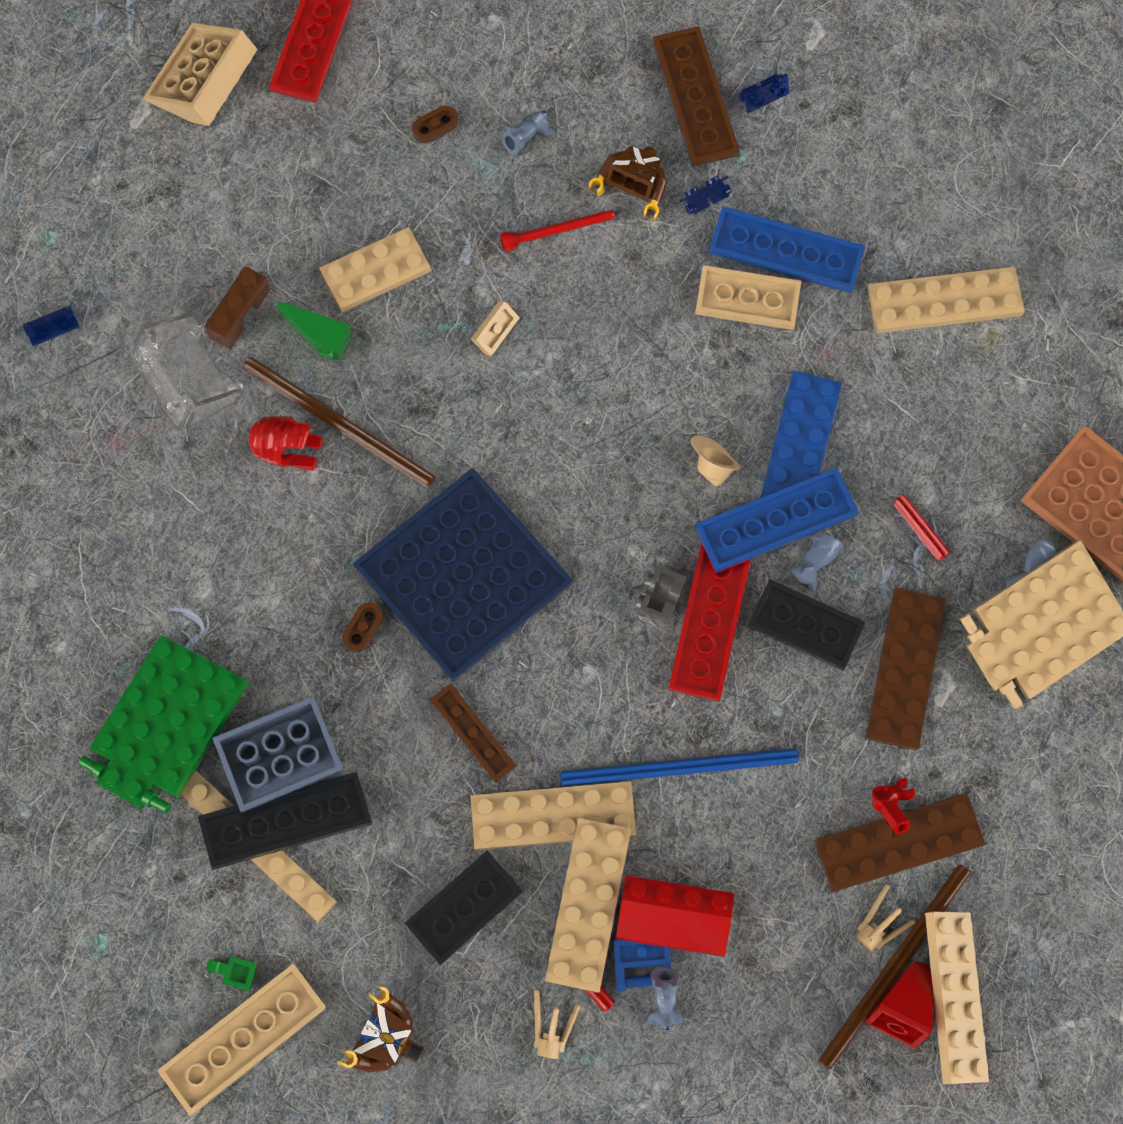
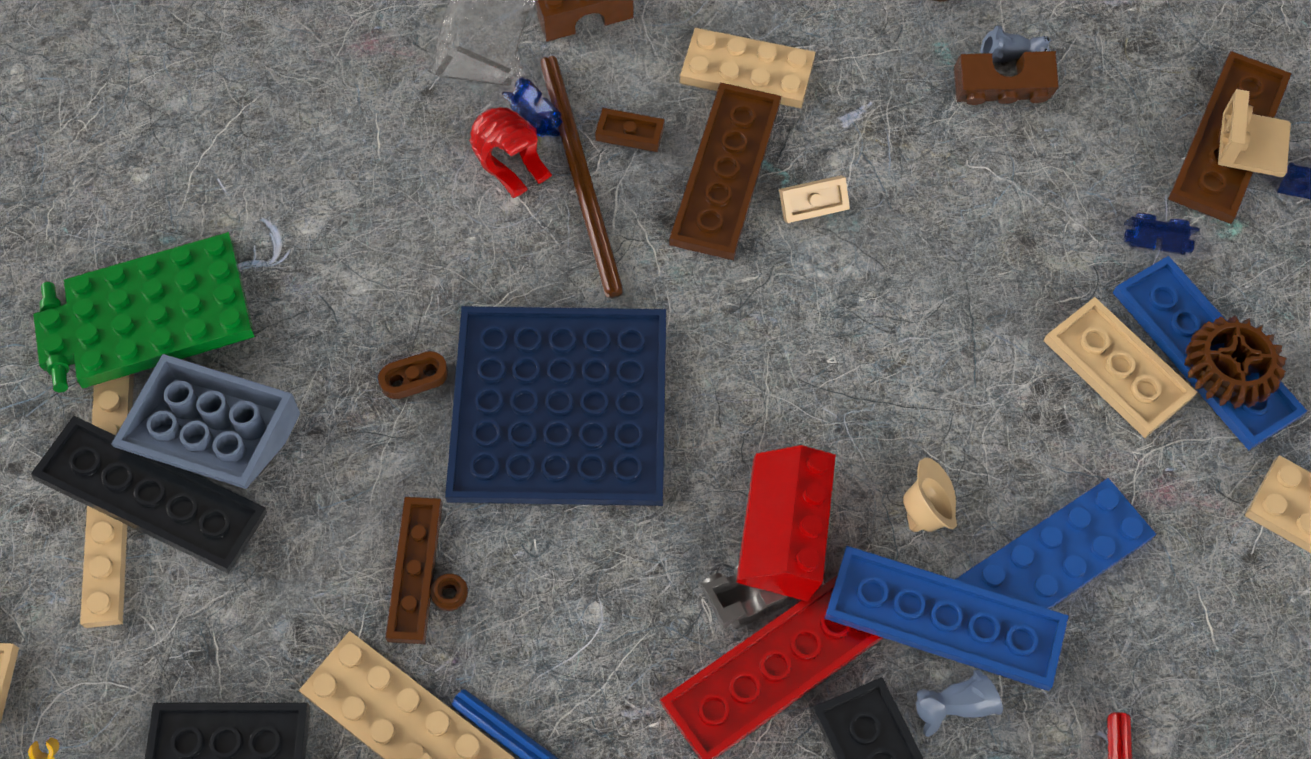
camera: 45 degrees right, 10 degrees down
(261, 402) = (542, 115): none -> clear blue hinge
(322, 333) = (642, 84): green slope -> none
(343, 369) = (630, 130): none -> reddish brown plate
(425, 350) = (725, 171): none -> reddish brown plate
(503, 721) = (449, 581): none -> reddish brown plate
(512, 240) = (908, 133): red piece -> none
(523, 171) = (980, 82): none -> reddish brown arch
(635, 173) = (1096, 158): reddish brown torso -> none
(651, 535) = (787, 521): none -> red slope
(713, 92) = (1253, 140): none -> tan bracket
(809, 234) = (1224, 370): none -> reddish brown gear

